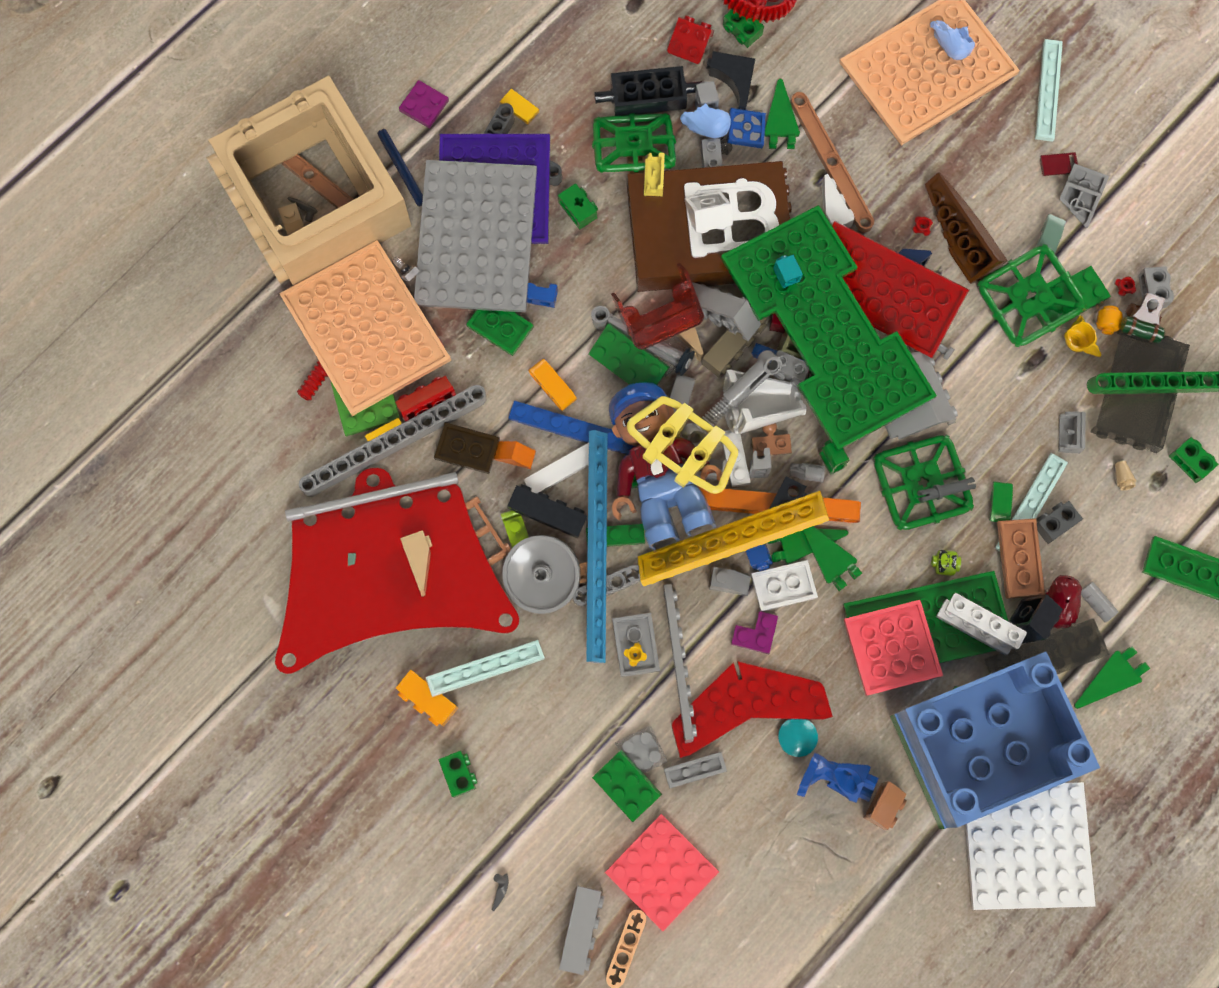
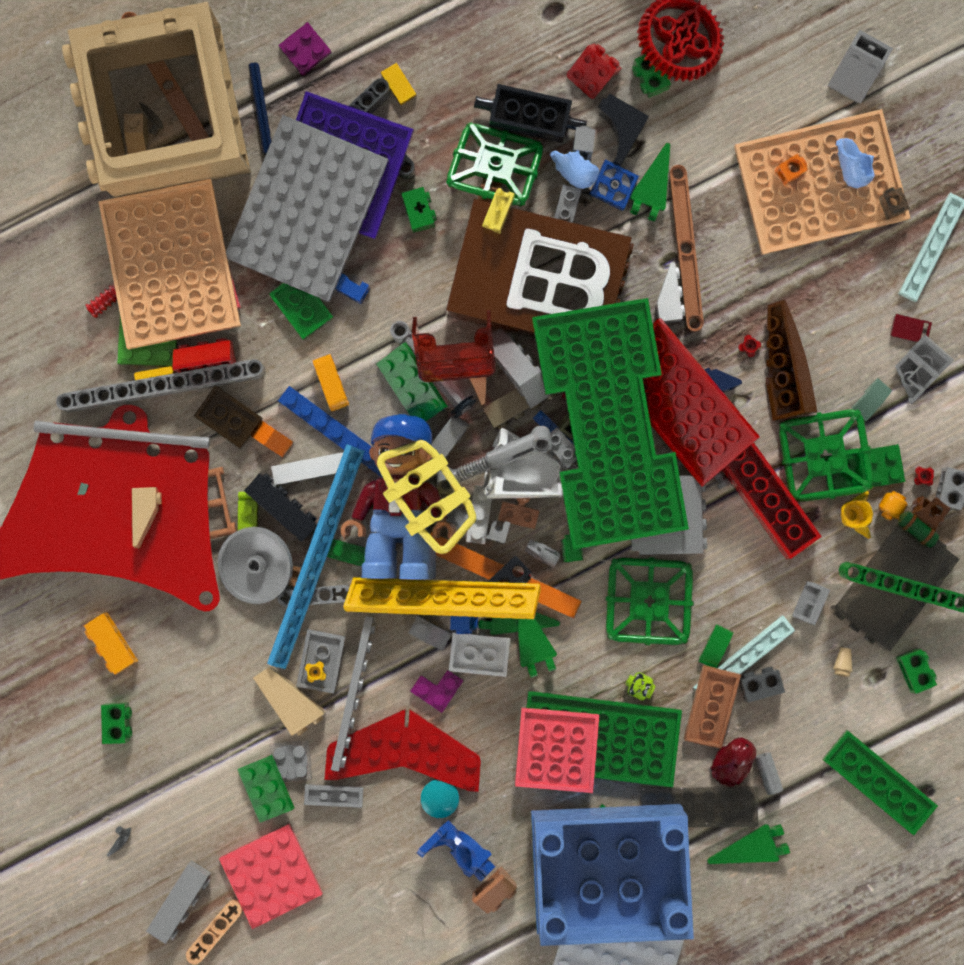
camera: 20 degrees right, 10 degrees up
(407, 271) = (229, 221): piece -> none
(484, 668) = (172, 635): light aqua tile -> none
(619, 693) = (288, 701): none -> tan slope
(709, 211) = (538, 267): white slope -> none
(787, 270) = (589, 356): teal brick -> none
(895, 67) = (786, 175): none -> orange brick
(938, 491) = (666, 618): dark grey pin -> none
(981, 624) = (645, 760): white fence -> none
(999, 353) = (771, 502): none -> red brick
(1000, 67) = (890, 210): none -> clear smoke brick
(1036, 617) = (698, 771): black brick -> none

